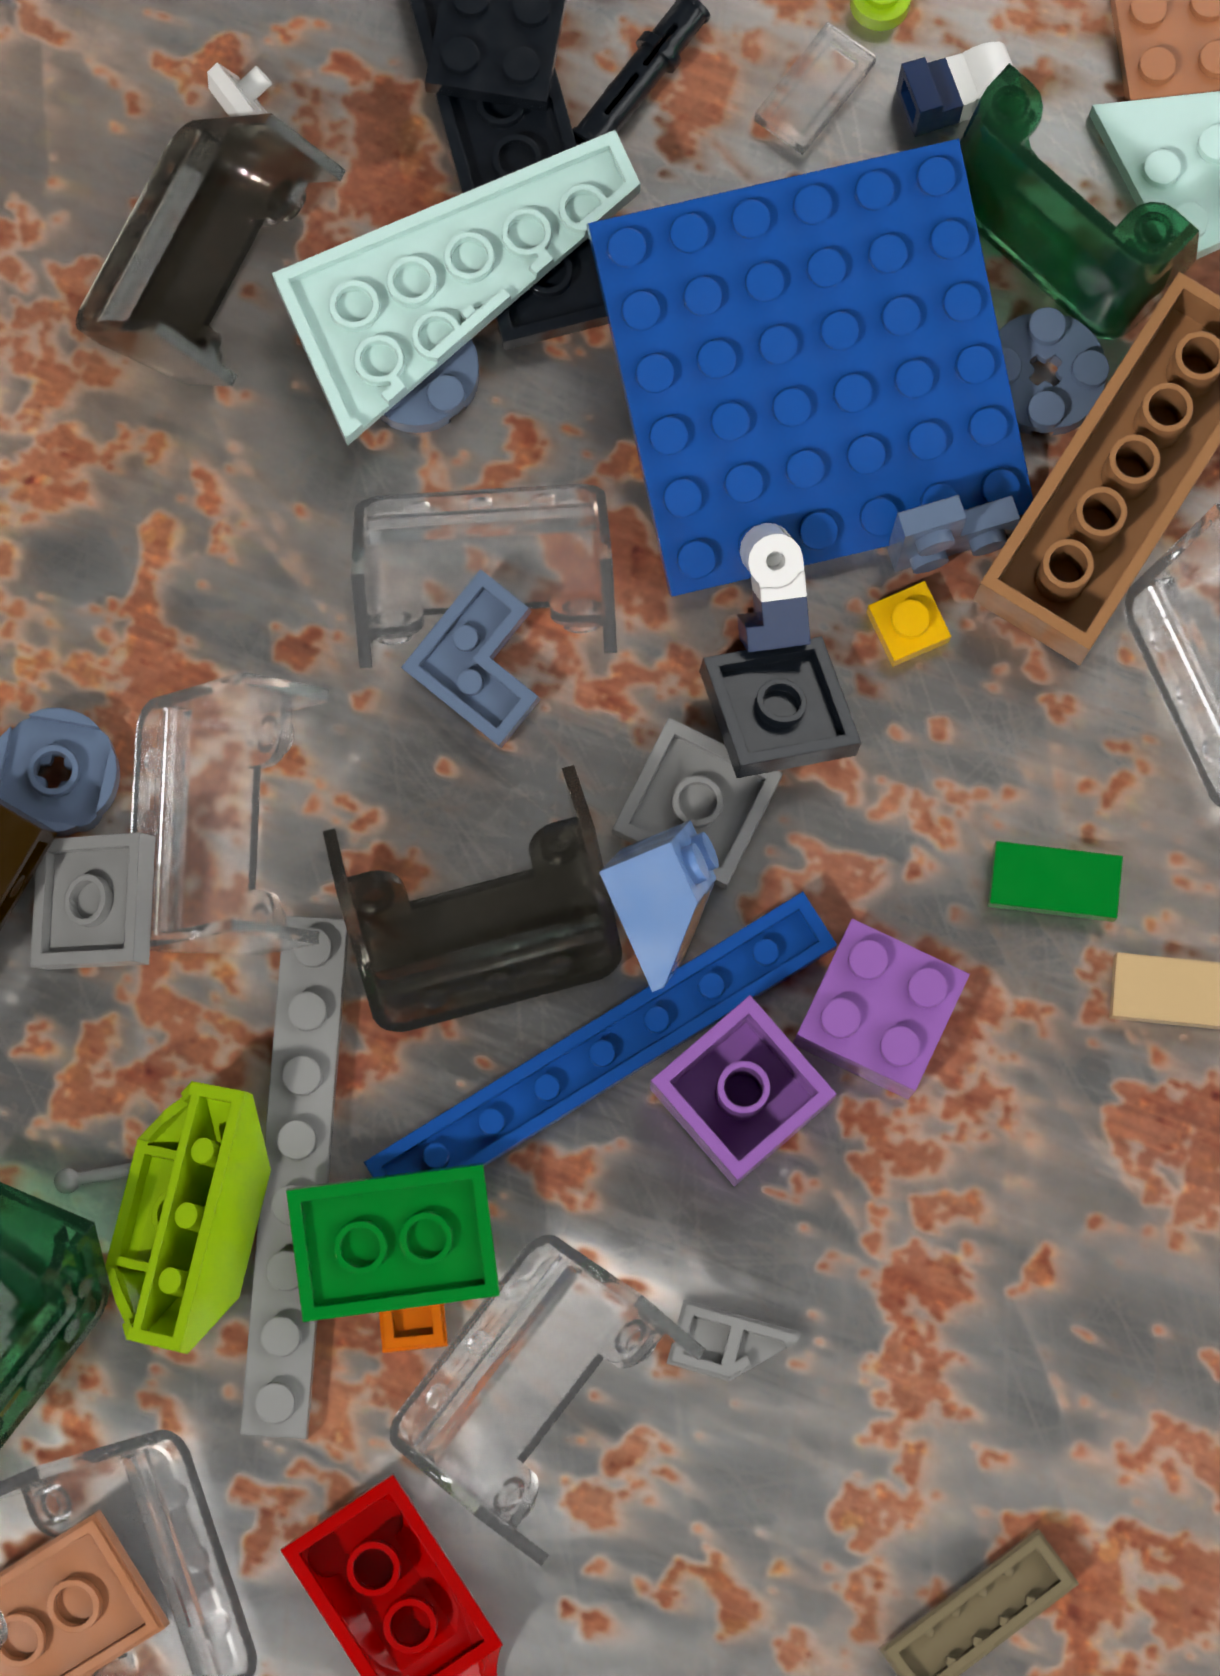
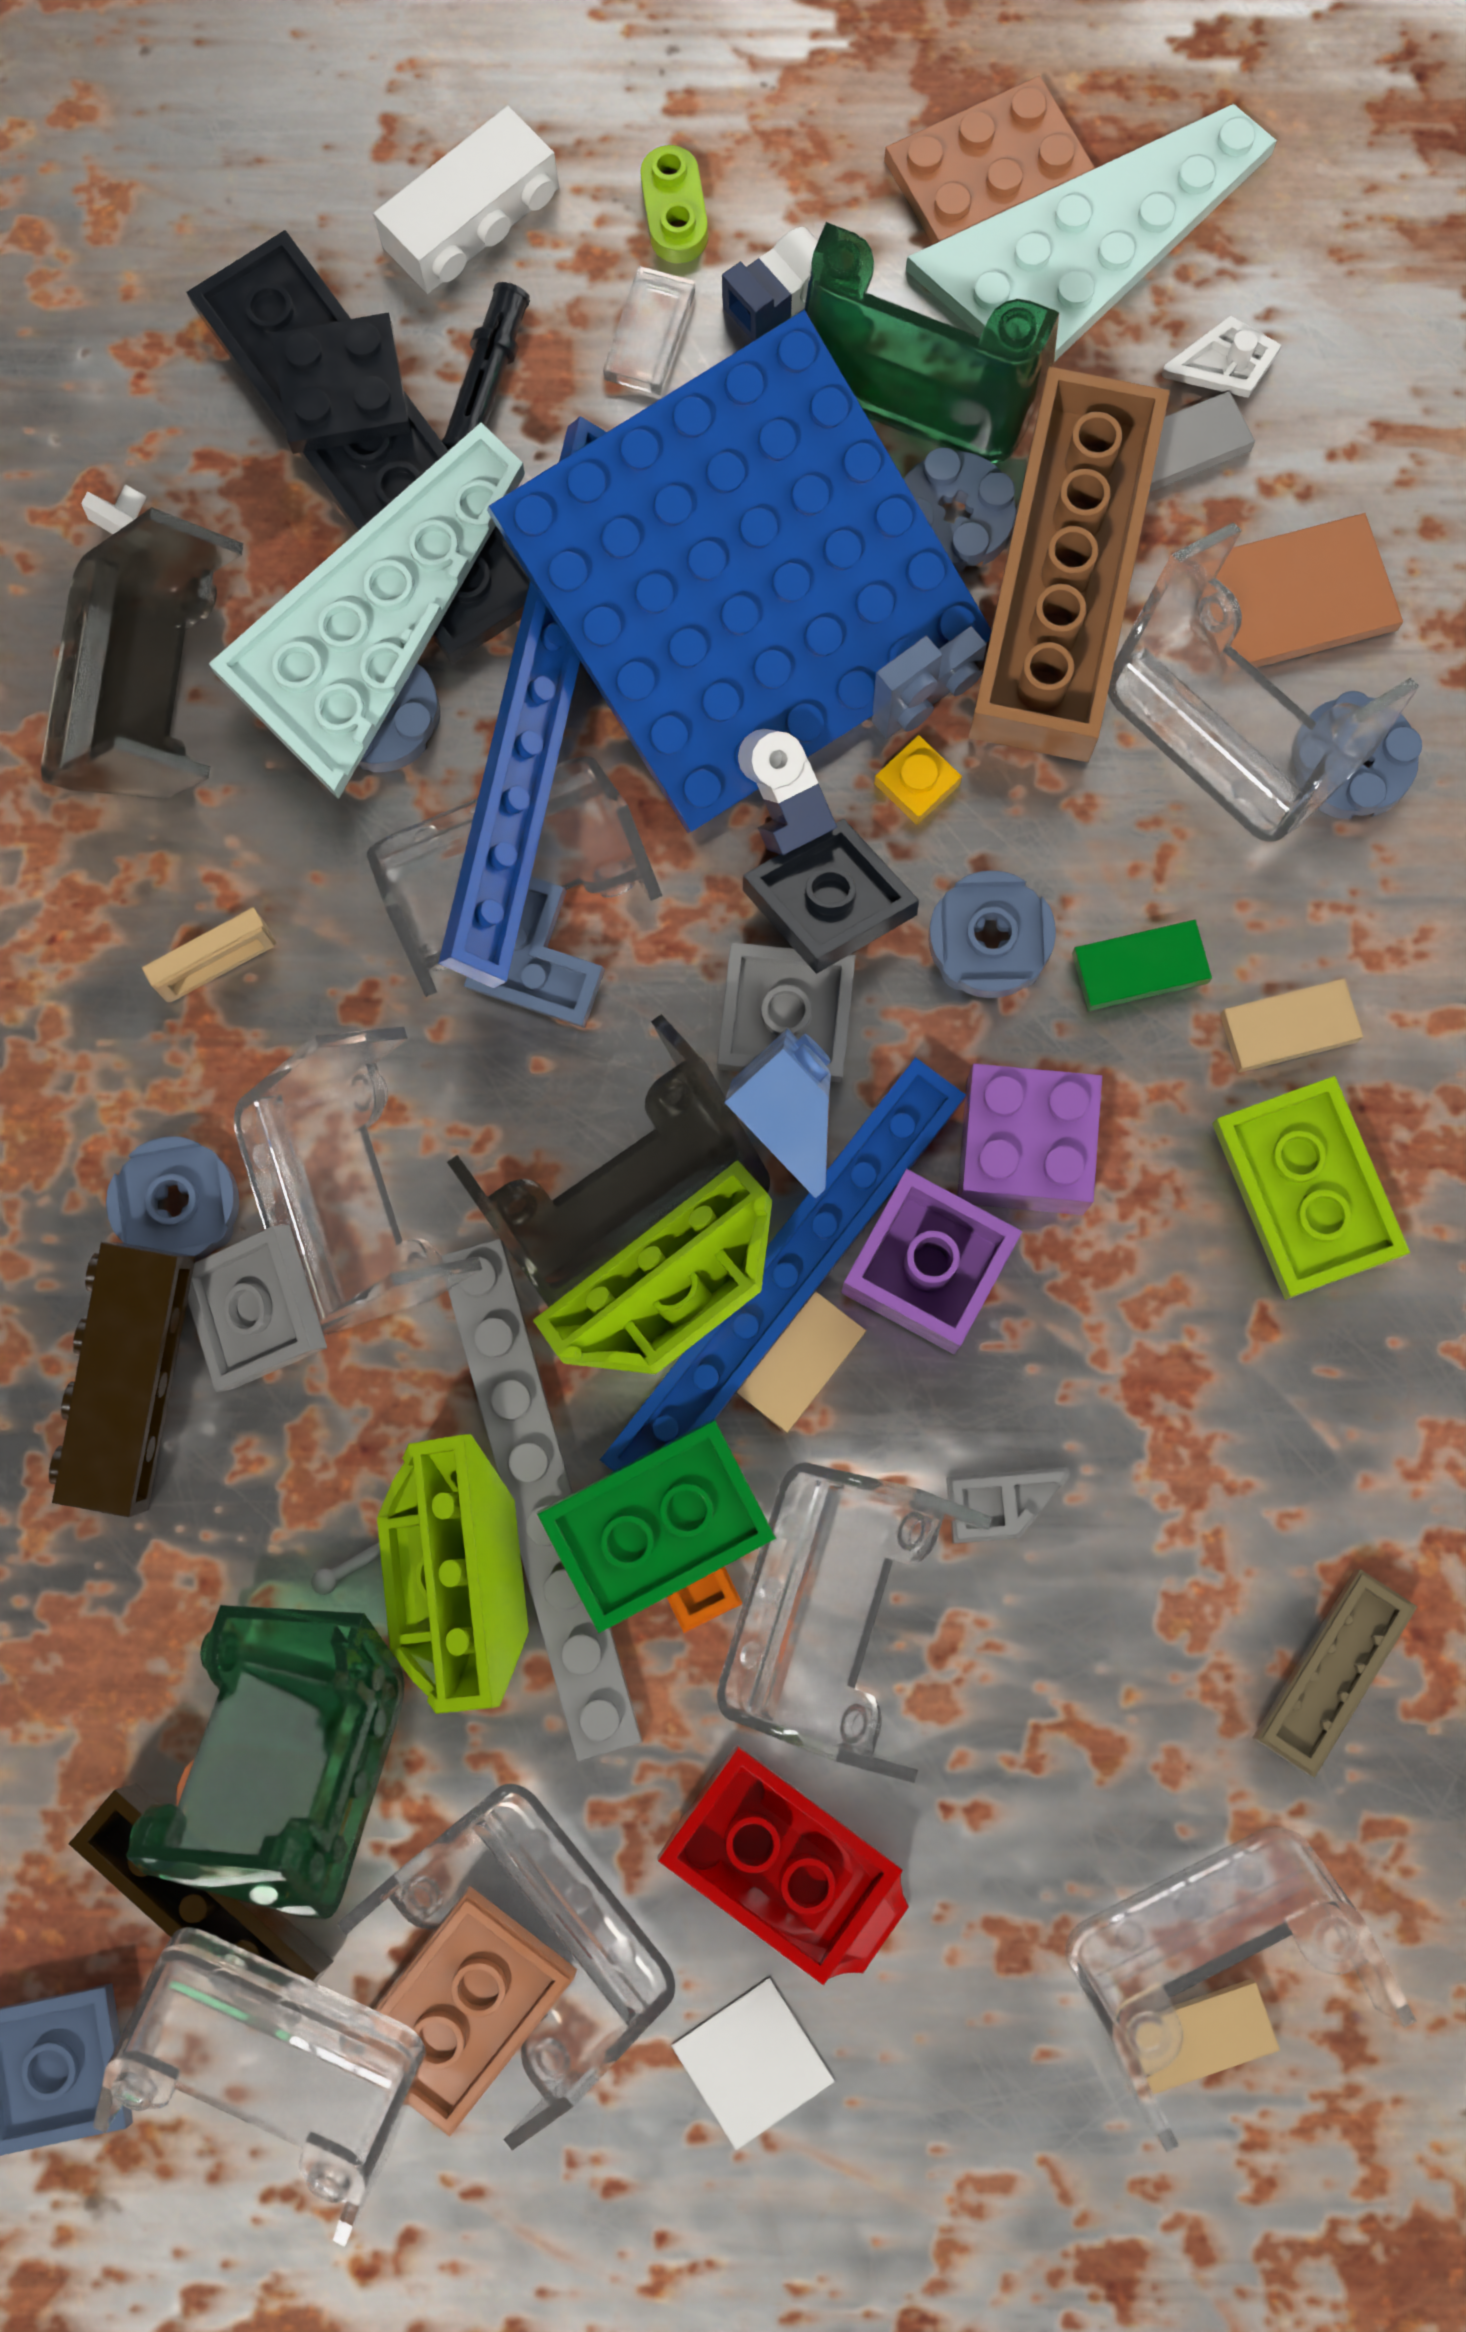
camera: 15 degrees left, 0 degrees up
(172, 551) = (209, 955): none -> tan tile
(487, 1019) = (668, 1282): none -> lime wedge
(522, 487) = (514, 786): none -> blue plate
(587, 1140) = (801, 1362): none -> tan tile
(954, 784) = (1016, 909): none -> sand blue plate
(1133, 1153) = (1310, 1187): none -> lime plate

